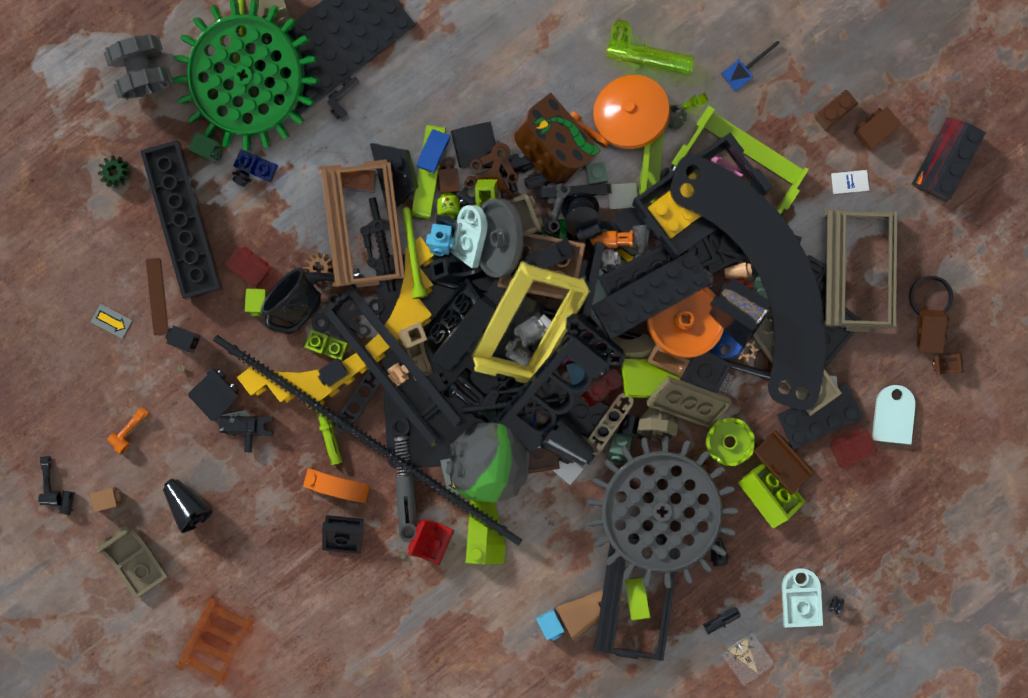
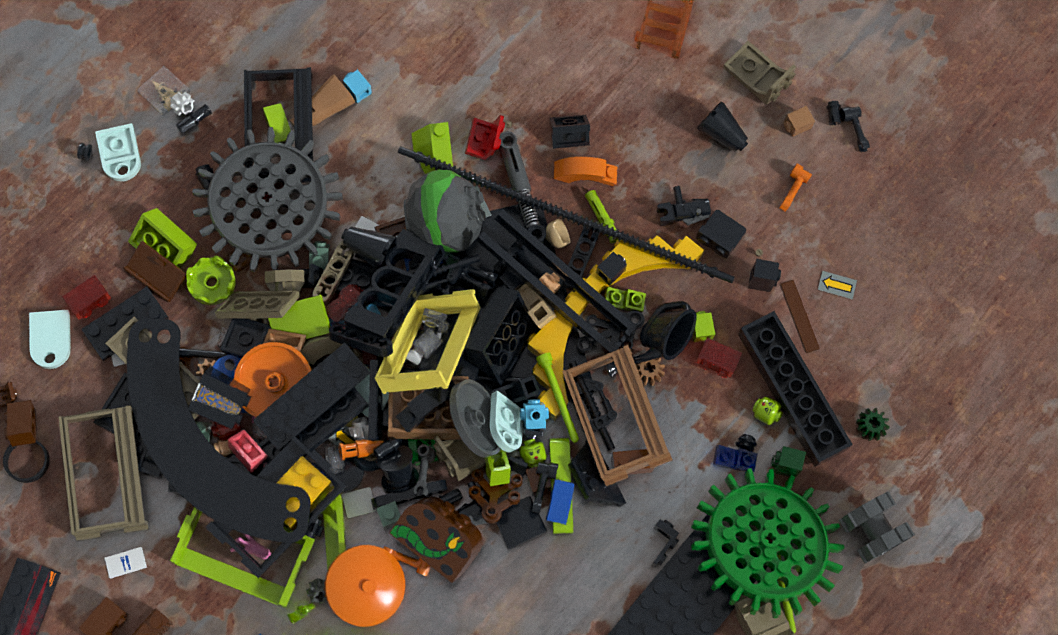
camera: 165 degrees right, 15 degrees down
(213, 204) = (767, 410): none -> lime head
(378, 424) = (557, 234): none -> tan hair
(440, 183) = (546, 471): none -> black brick
(721, 259) = (246, 450): none -> coral slope
(731, 638) = (182, 103): none -> white gear

